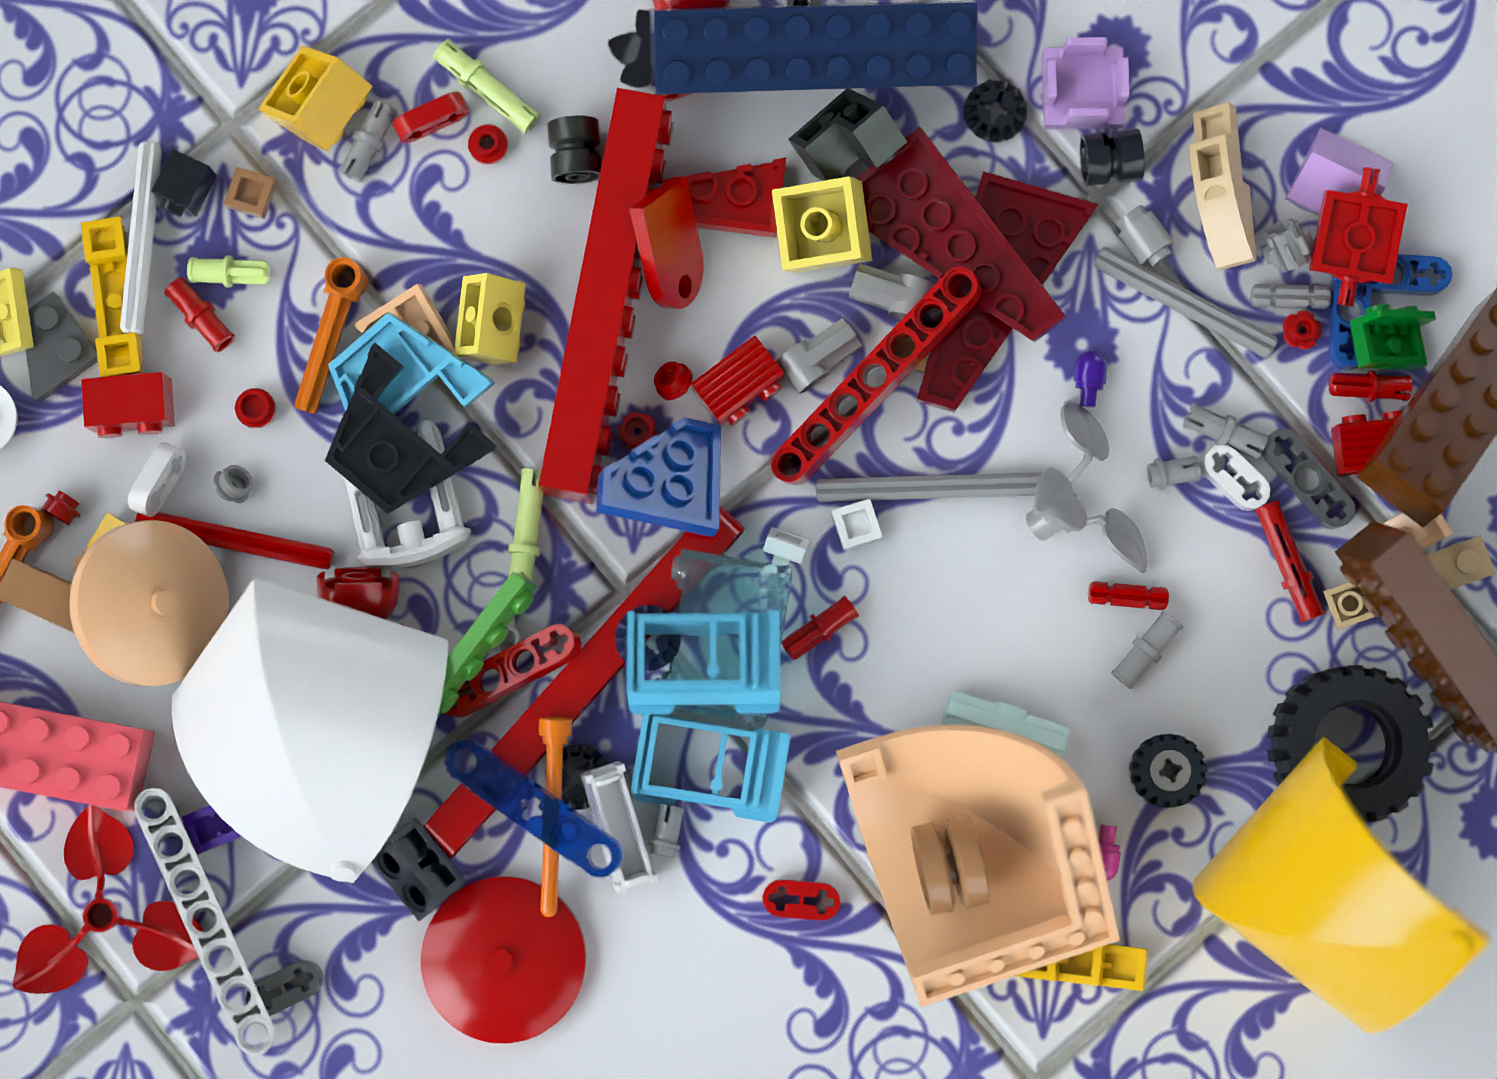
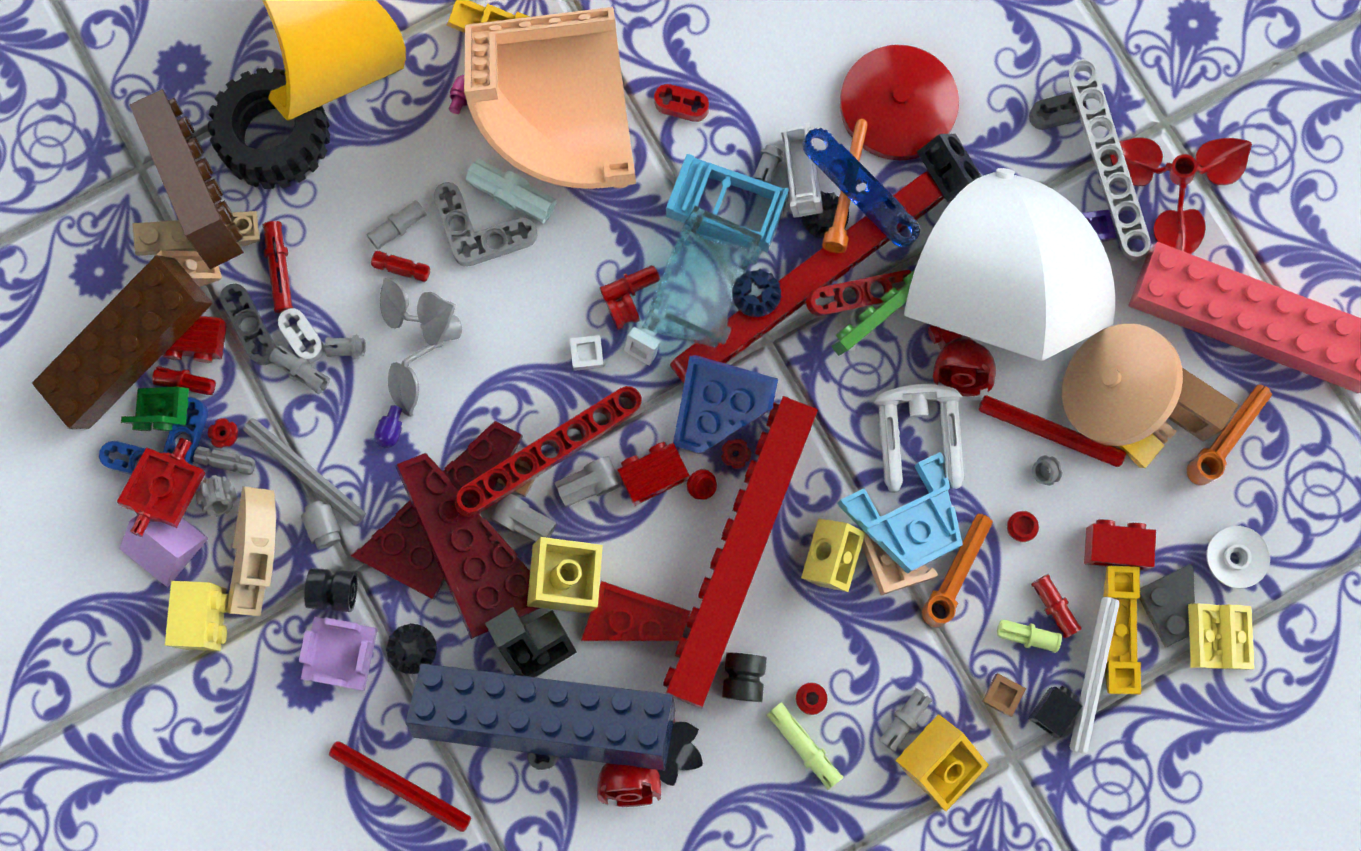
camera: 170 degrees left, 5 degrees down
(61, 507) = (1179, 478): red plate -> none
(157, 479) = (1104, 483): white beam -> none
(385, 454) = (928, 463): black wing -> none
(430, 117) = (852, 728): red beam -> none
(527, 525) = (835, 383): yellowish green pin -> none
(669, 244) = (684, 582): red tile -> none
(759, 663) = (679, 248): medium azure piece -> none
(820, 587) = (623, 311): none -> red wheel
(927, 487) = (522, 370): light grey axle -> none
(956, 863) = (567, 96): medium nougat wheel -> none
(1048, 656) = (469, 237): none -> light grey beam
(1153, 774) = (410, 147): black wheel -> none
(1269, 88) = (196, 616): none -> light yellow brick

